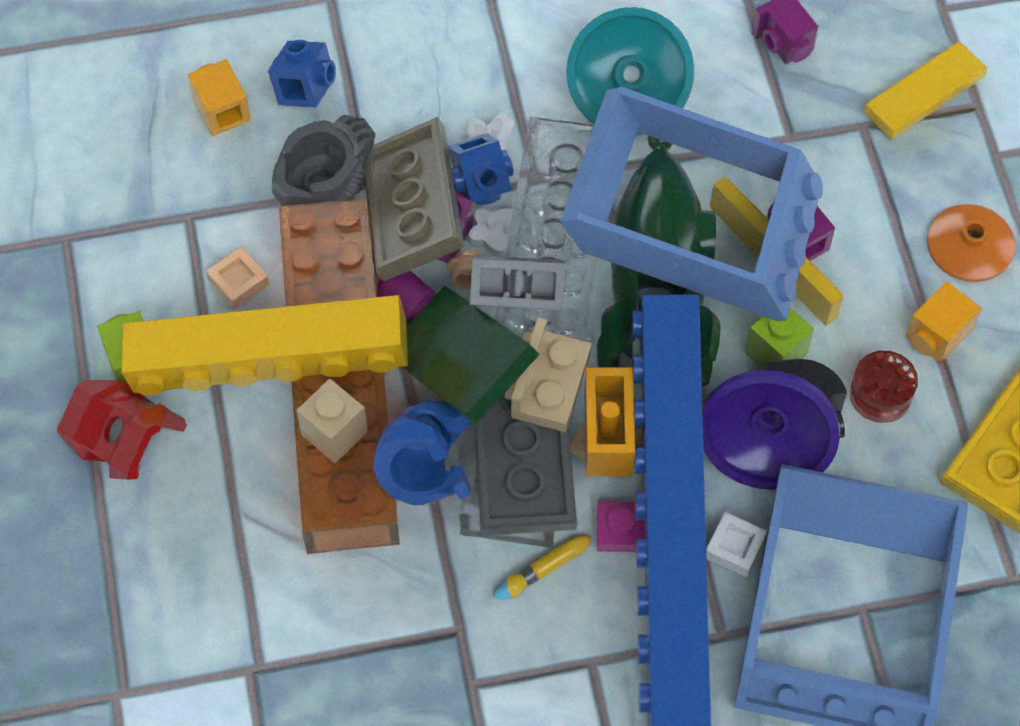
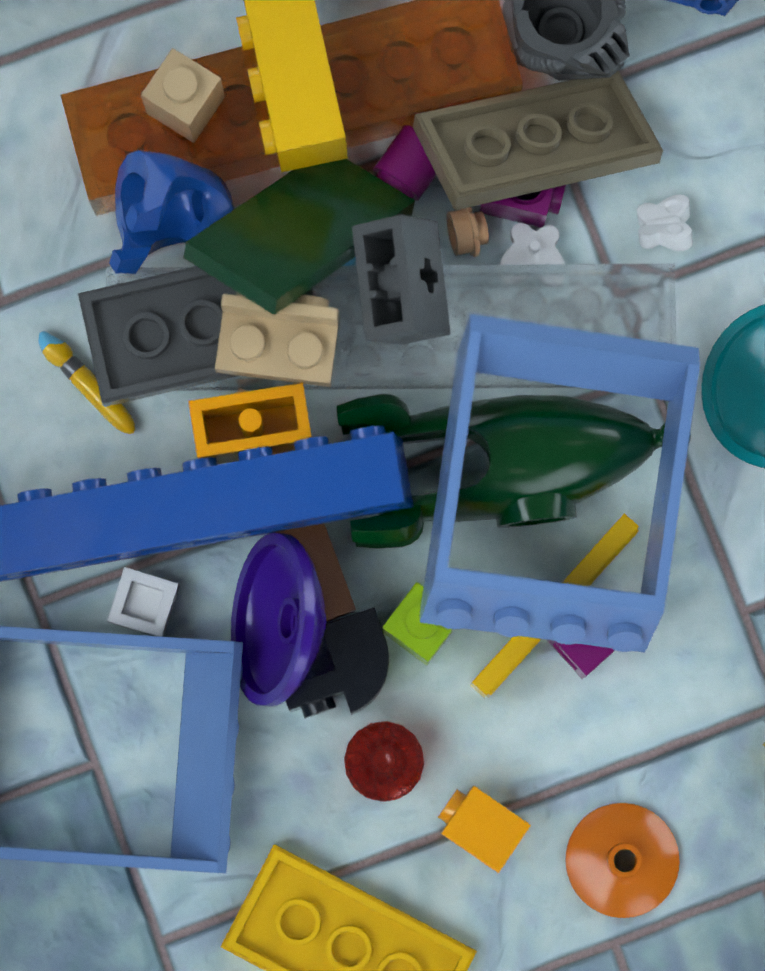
camera: 80 degrees right, 20 degrees up
(480, 169) = (603, 217): blue brick -> none
(617, 526) = (151, 452): dark pink plate -> none

